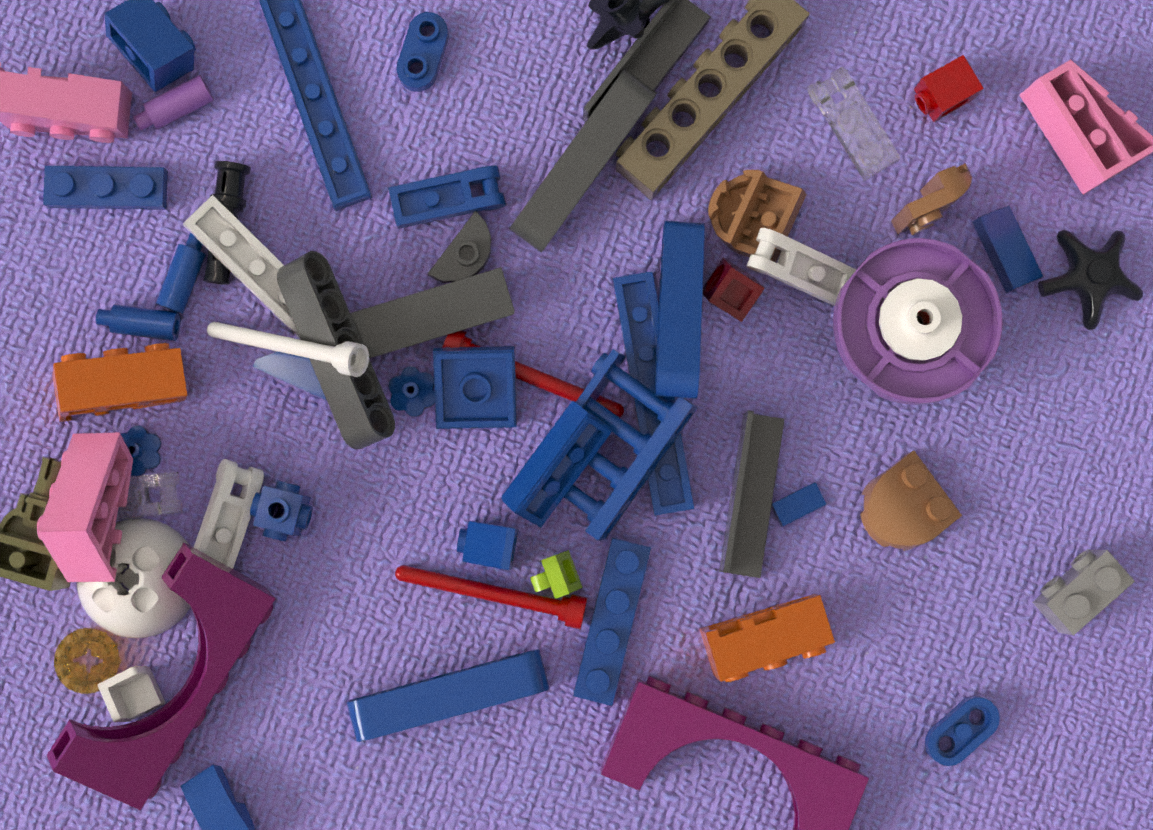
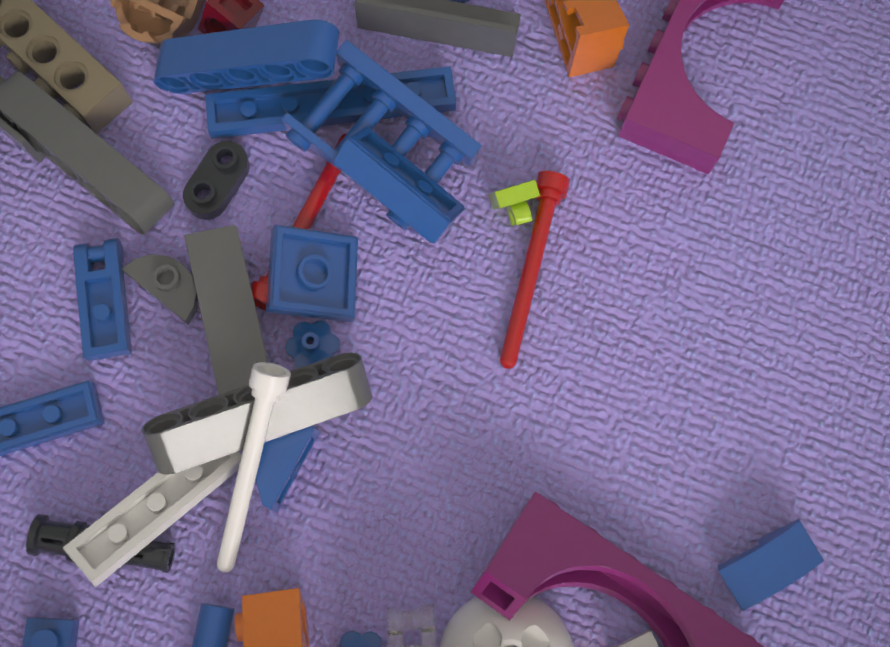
camera: 90 degrees left, 10 degrees down
(181, 275) = (157, 598): blue cylinder -> none
(228, 514) = (438, 546): white plate -> none
(296, 514) = (436, 502): blue brick -> none
(448, 695) = (639, 317): blue beam -> none
(488, 545) = (482, 257): blue slope -> none
(569, 289) = (220, 179): none -> black plate
(612, 622) = (562, 152): blue plate -> none

